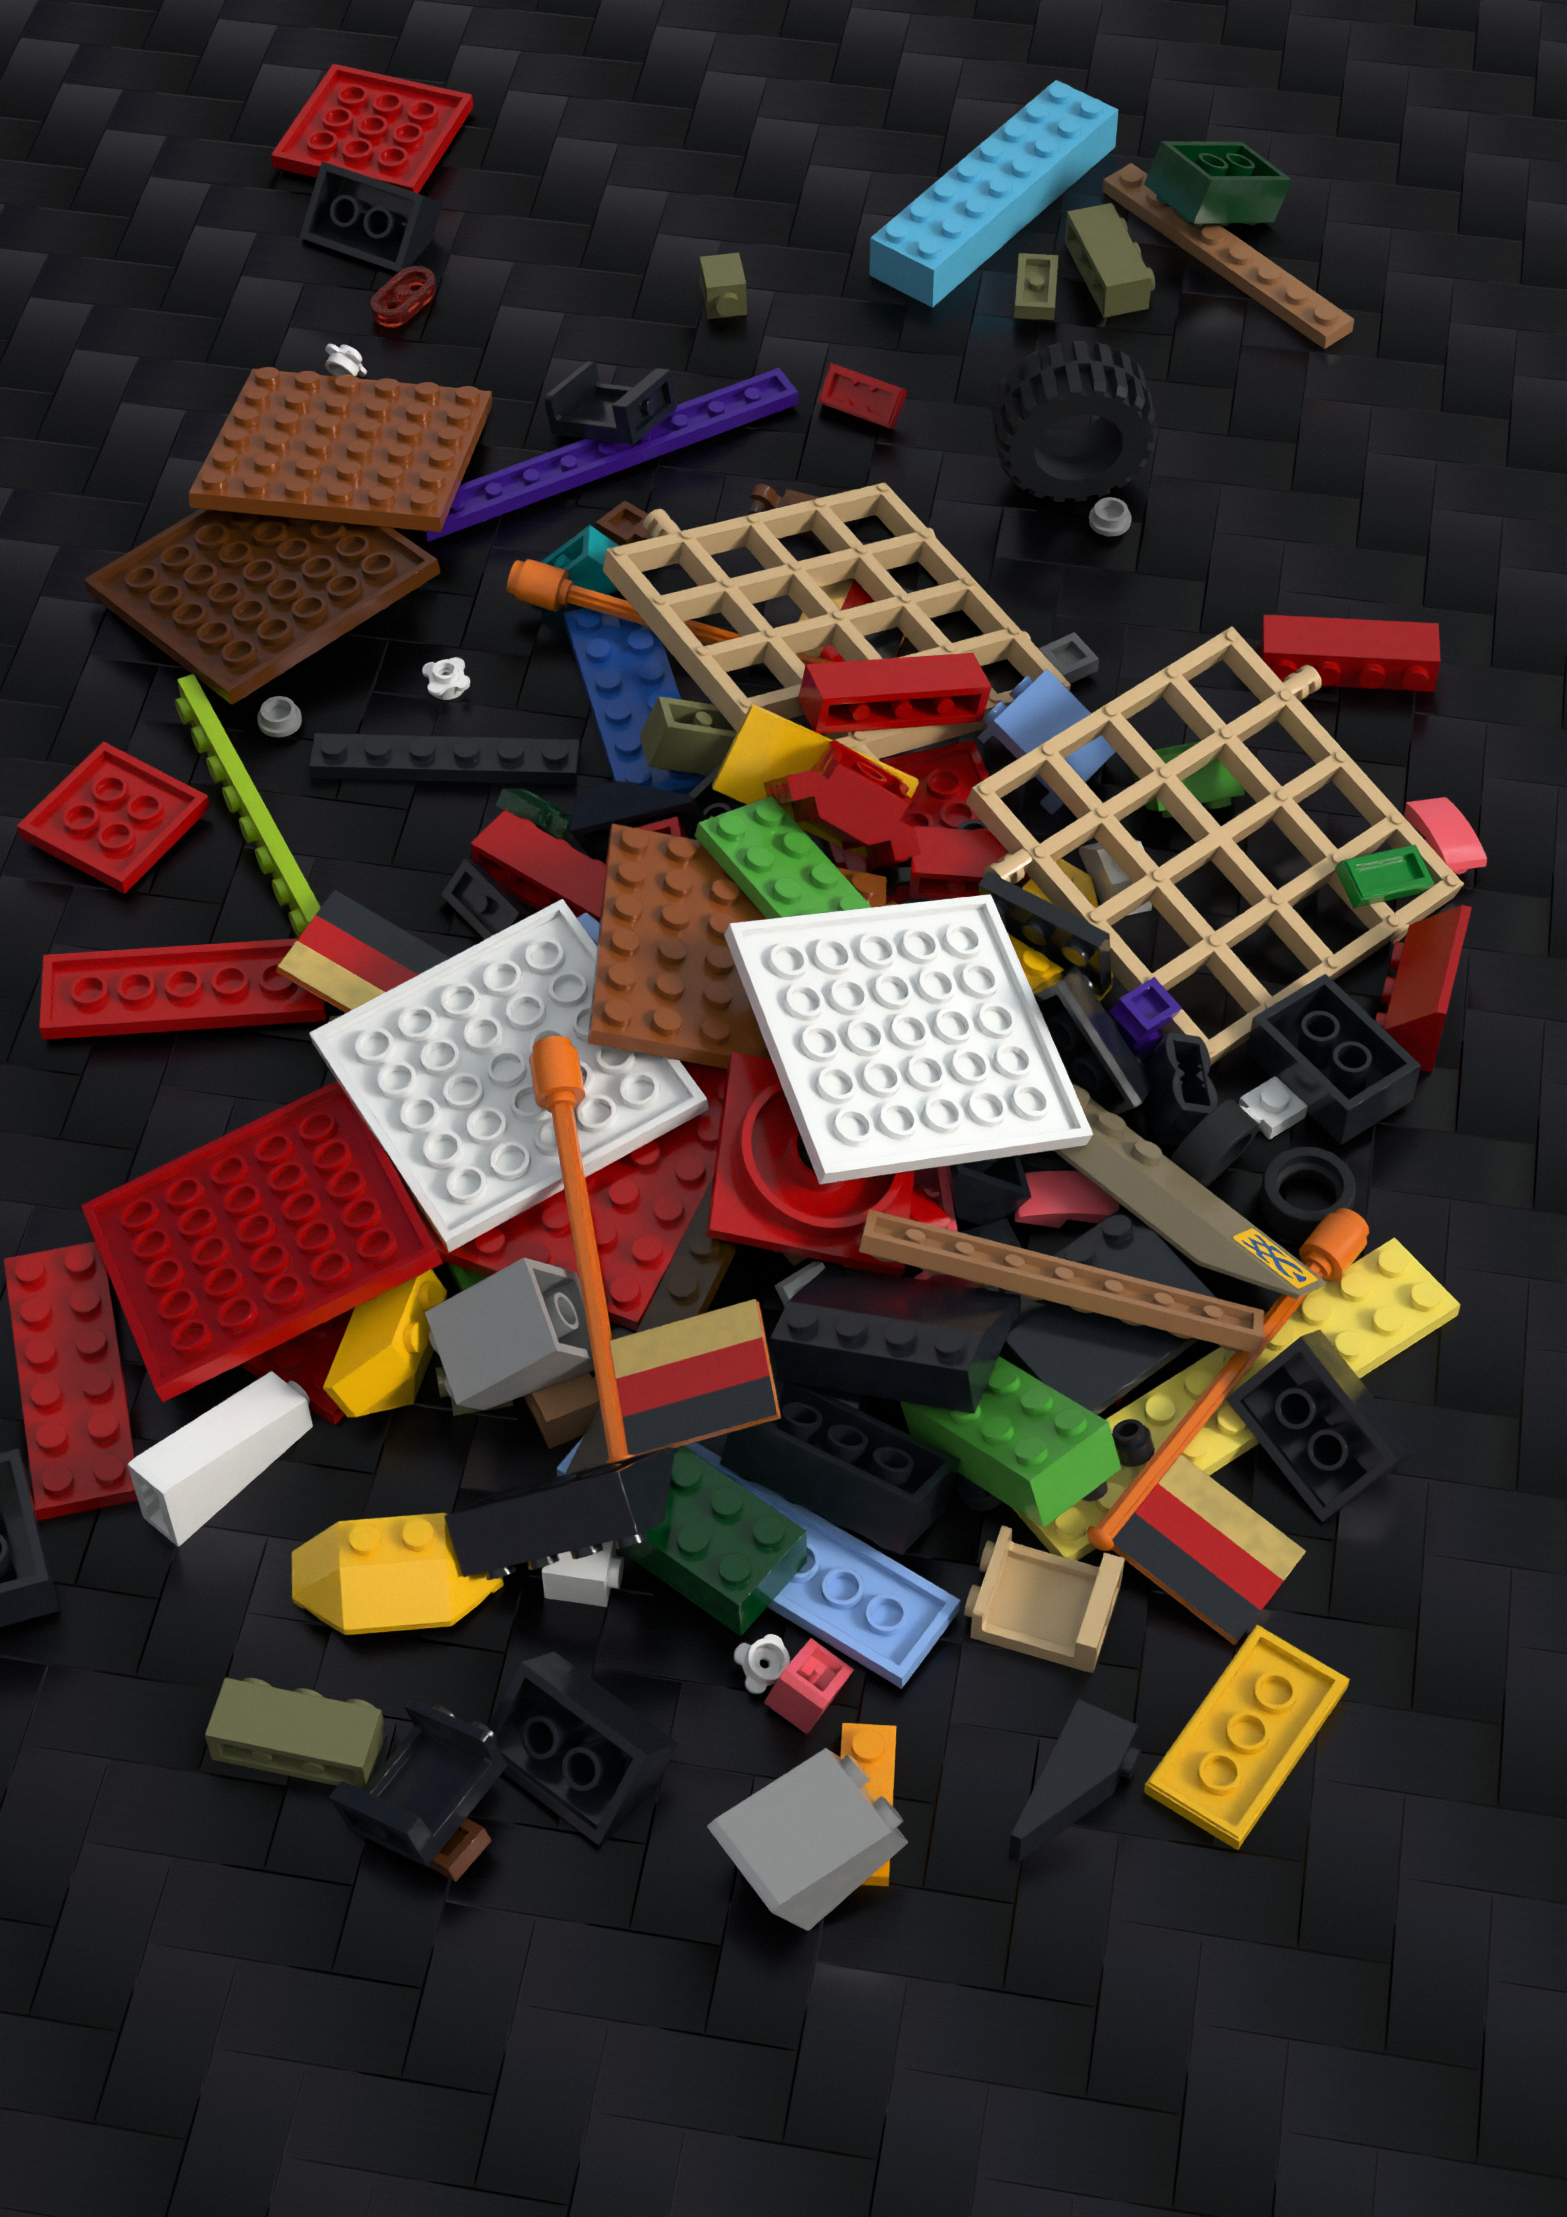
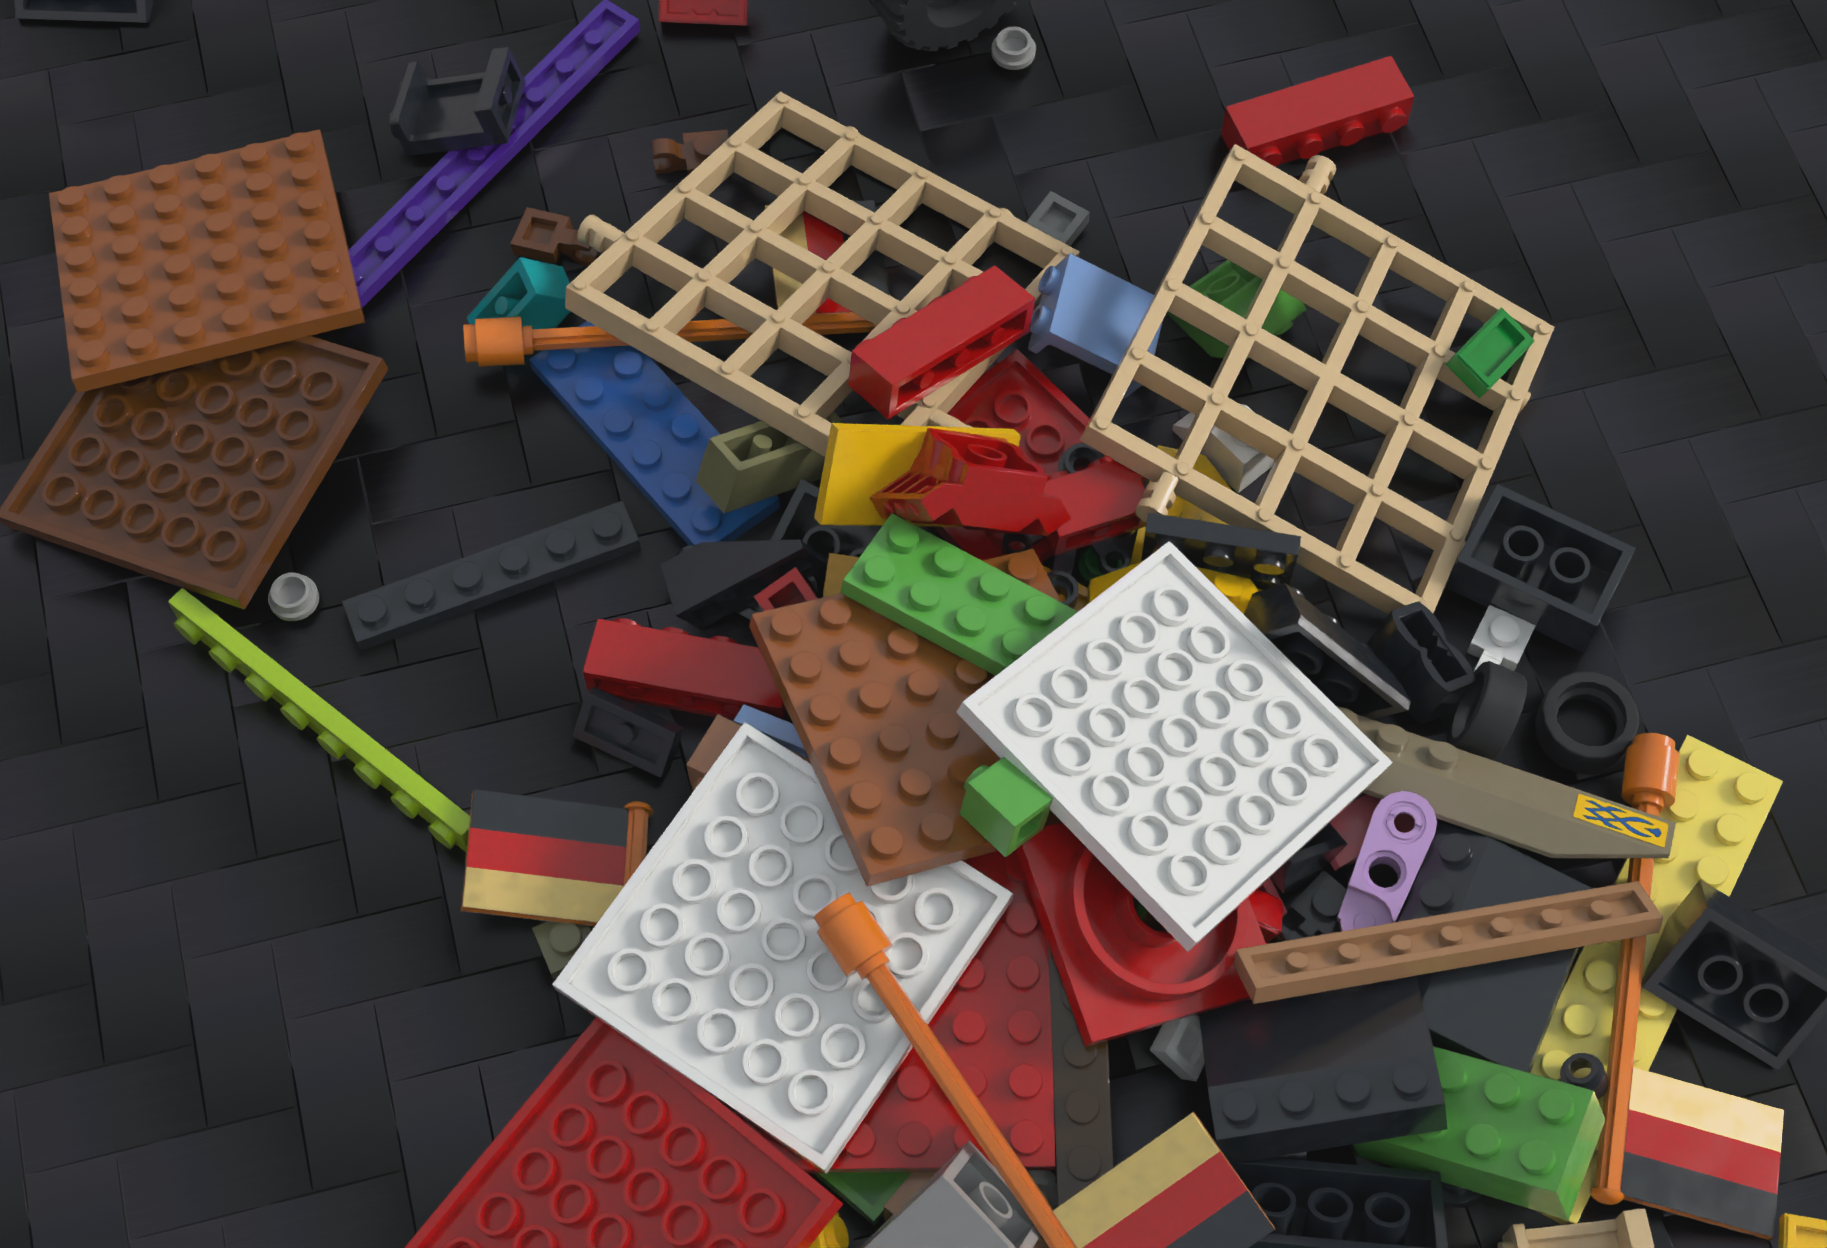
camera: 25 degrees left, 10 degrees up
(113, 817) = (176, 787): red plate -> none
(171, 990) = (347, 968): red plate -> none
(344, 361) = (145, 151): white plate -> none
(403, 296) = (165, 60): clear red plate -> none
(446, 678) = (446, 492): white plate -> none
(537, 810) = (620, 600): clear green plate -> none
(728, 1021) = (1004, 805): none -> bright green brick
(1060, 1204) = (1383, 844): none -> lavender piece
(1142, 1014) = (1357, 598): dark purple leg -> none
(1423, 983) = (1584, 451): red slope -> none
(1447, 833) = (1507, 275): coral slope -> none

